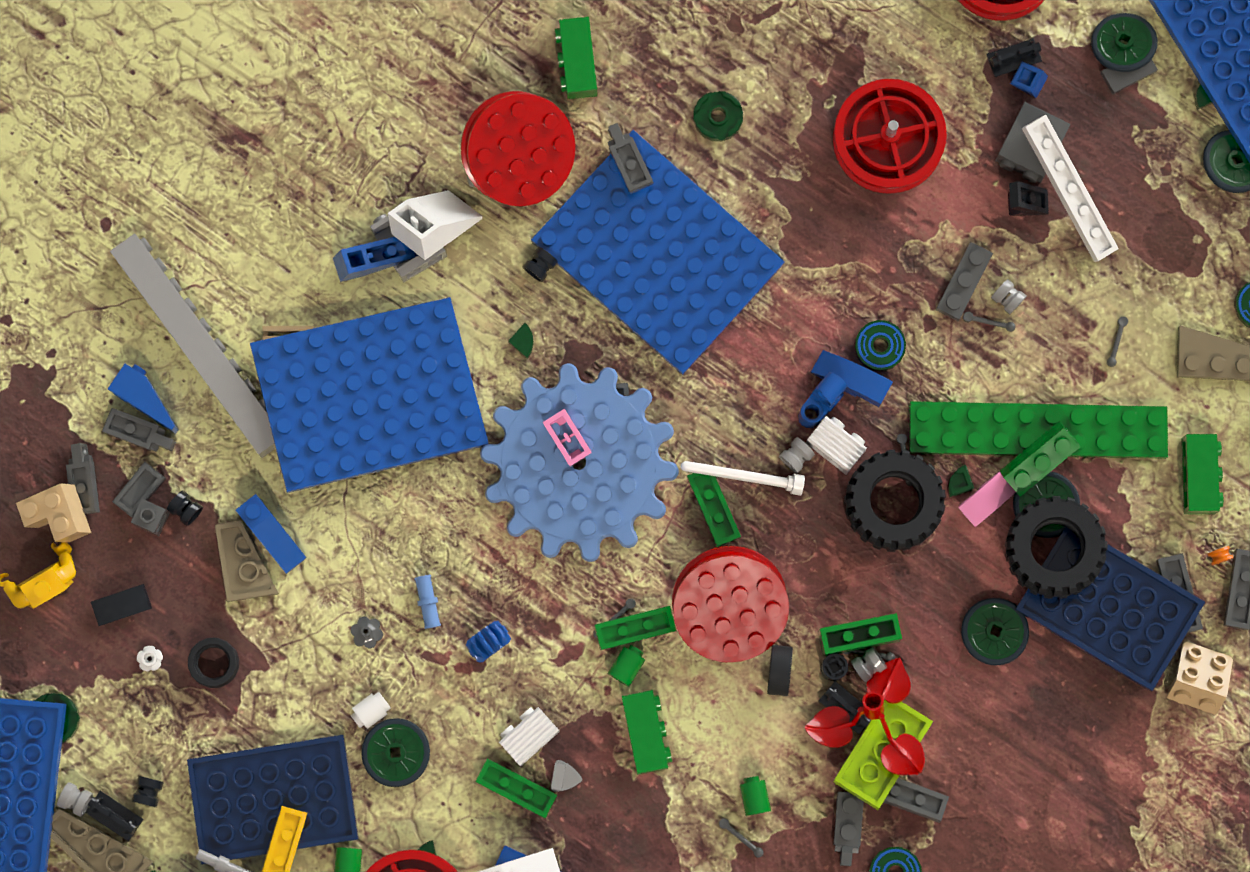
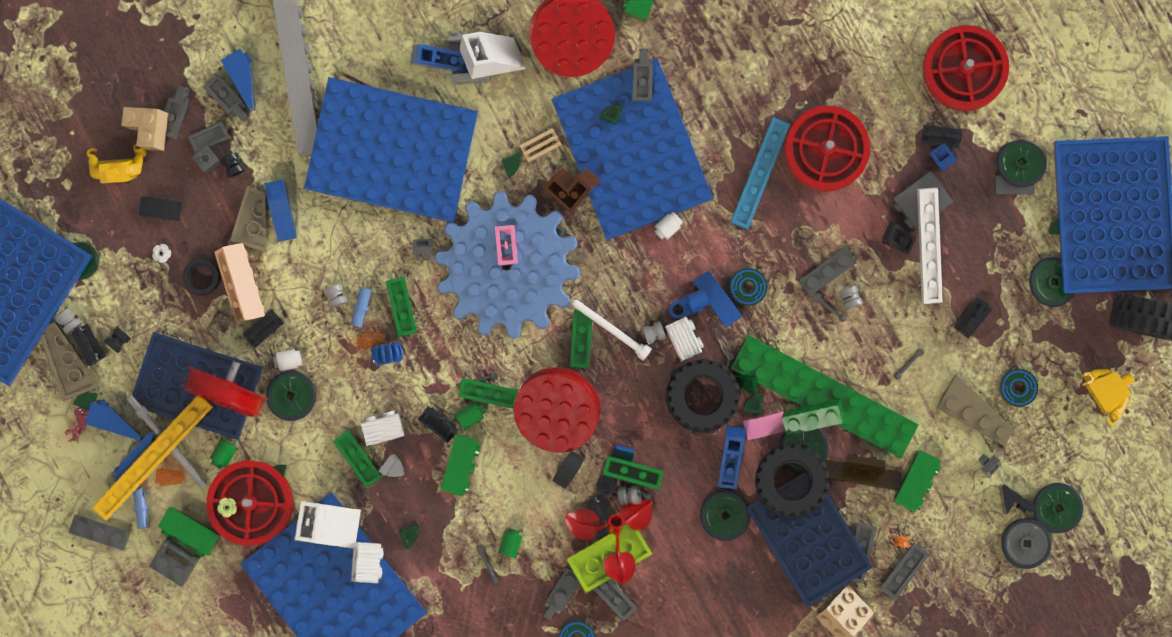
camera: 30 degrees right, 5 degrees up
(265, 647) = (239, 283): none -> light nougat brick
(313, 784) = (224, 391): none -> red wheel
(320, 687) = (263, 328): none -> black hinge
(374, 632) = (317, 307): dark grey plant -> none
(389, 603) = (335, 296): none -> light grey wheel
(456, 636) = (369, 339): none -> clear orange cone
(466, 491) = (422, 246): none -> dark grey tile
(476, 576) = (401, 307): none -> green plate
(540, 264) = (548, 119): black wheel -> none
(557, 283) = (543, 152): none -> tan tile
(583, 694) = (442, 428): none -> black hinge
(611, 336) = (571, 191): none -> reddish brown brick
(613, 221) = (612, 114): none -> dark green tile
(627, 850) = (409, 535): none -> dark green tile
(718, 130) = (712, 85): dark green tile -> none
(748, 320) = (668, 226): none -> white brick
(824, 205) = (760, 173): none -> dark azure tile
(835, 616) = (624, 453): none -> slope
(940, 459) = (748, 383): none -> dark green tile
(967, 557) = (731, 457): none -> blue slope
(1134, 494) = (864, 472): none -> dark brown bracket
(1163, 249) = (973, 317): none -> black hinge

